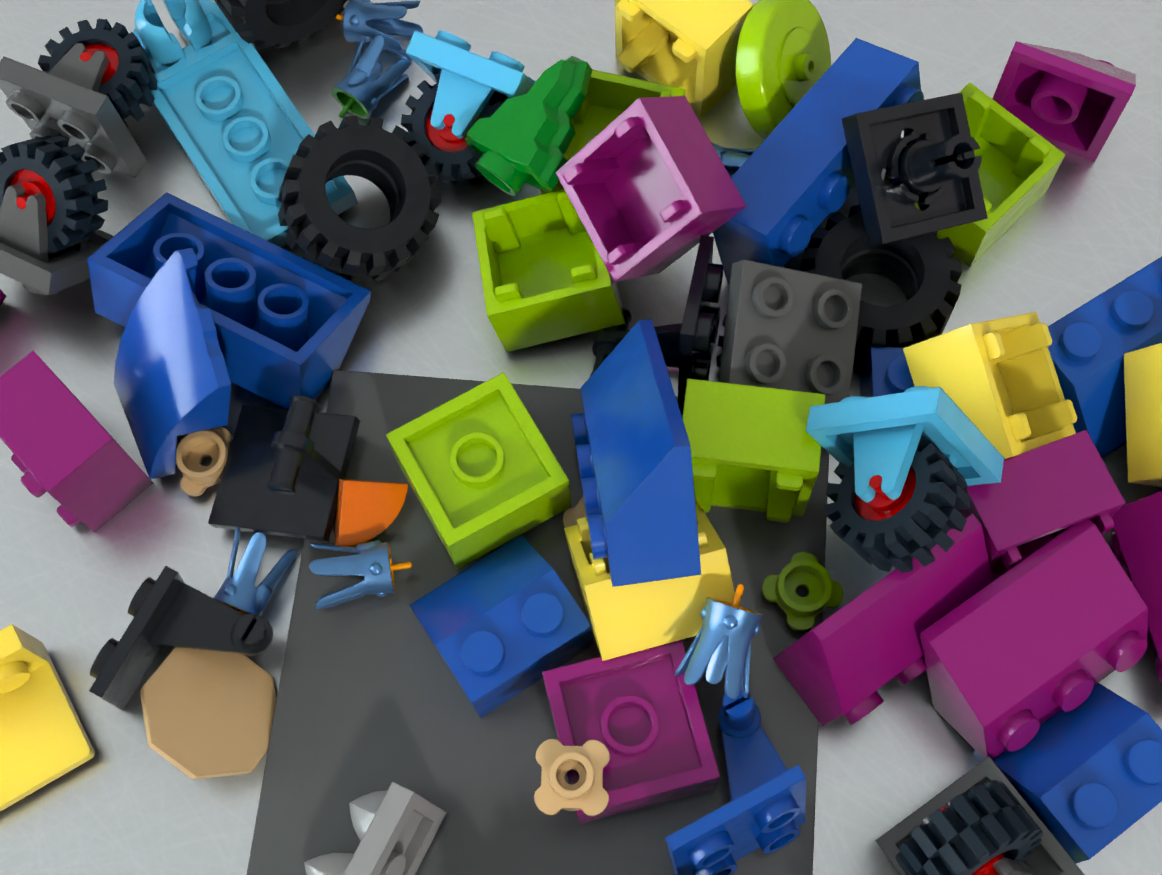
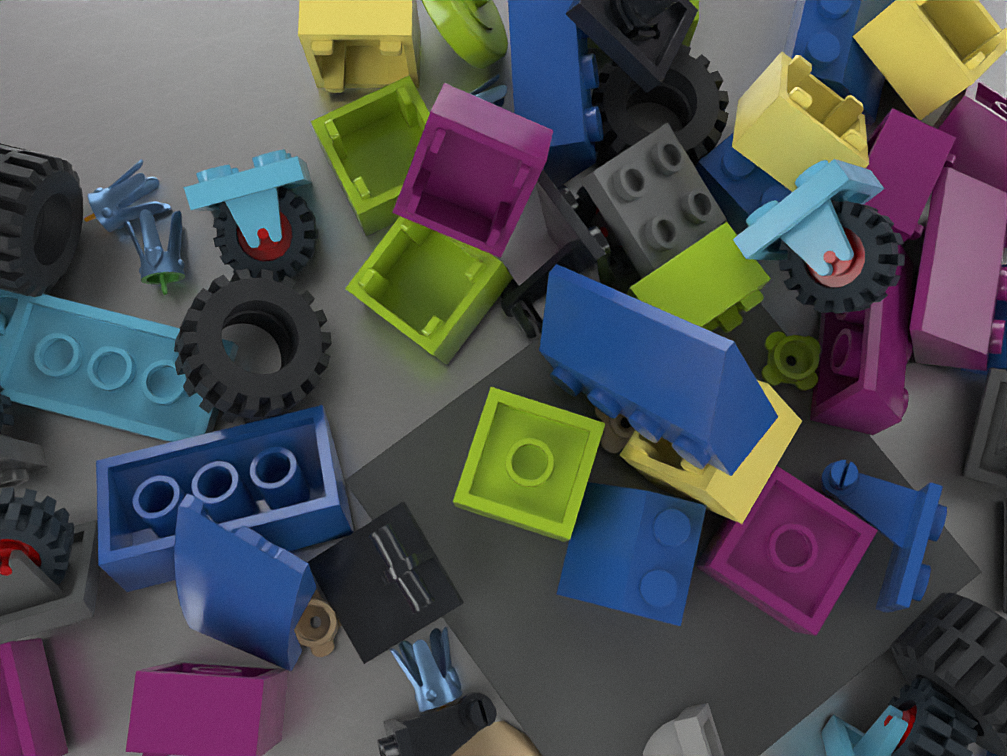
camera: 50 degrees left, 10 degrees up
(366, 509) = (468, 557): orange tile -> none
(372, 562) = (503, 607): flat silver piece -> none
(533, 130) = (339, 193): green rock -> none
(587, 792) = (782, 612): tan plate -> none
(723, 645) = (806, 432): flat silver piece -> none

